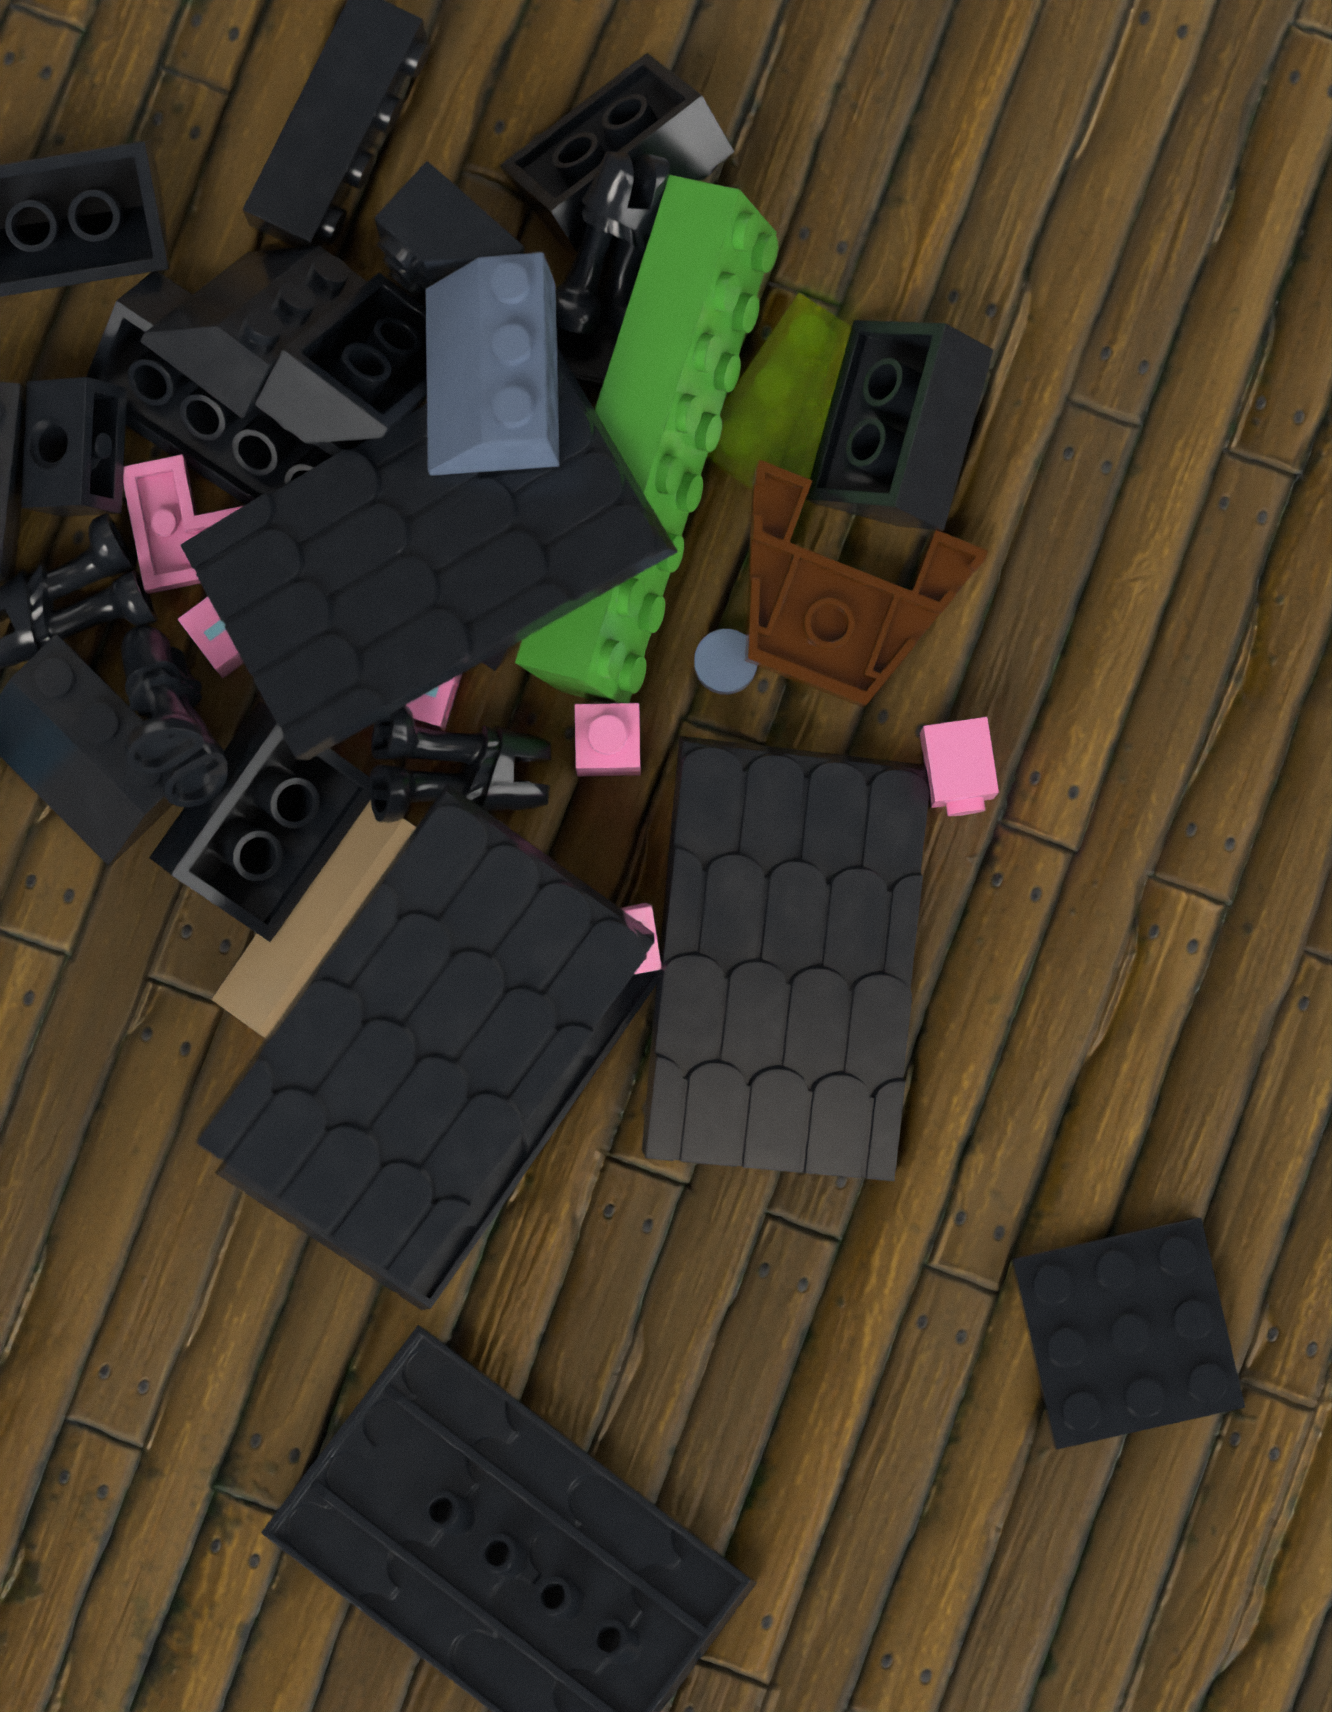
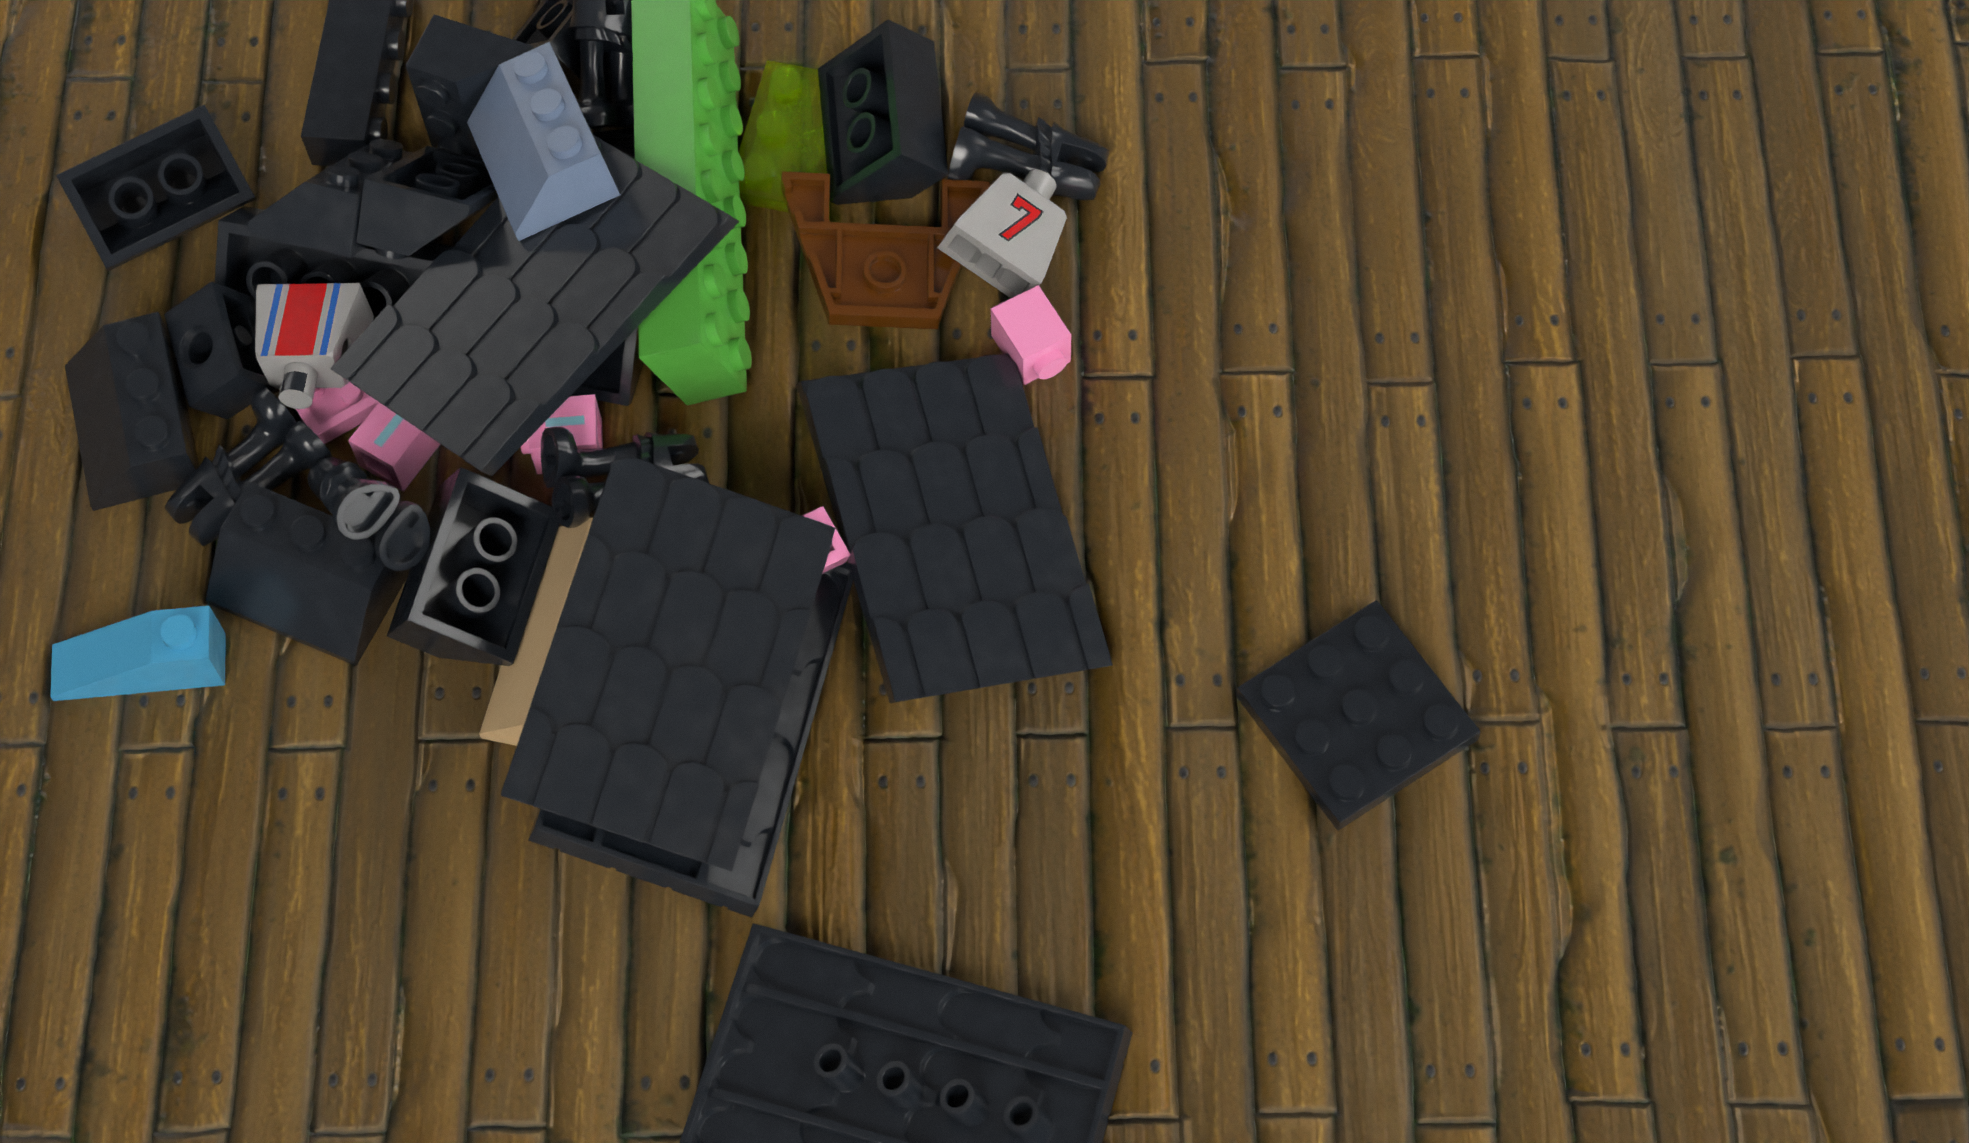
camera: 20 degrees left, 20 degrees down
(171, 480) = (305, 333): none -> light grey torso
(607, 739) = (739, 414): bright pink brick -> none
(722, 662) = (811, 335): sand blue tile -> none
(983, 632) = (1009, 232): none -> light grey torso
(1071, 536) = (1060, 153): none -> black piece

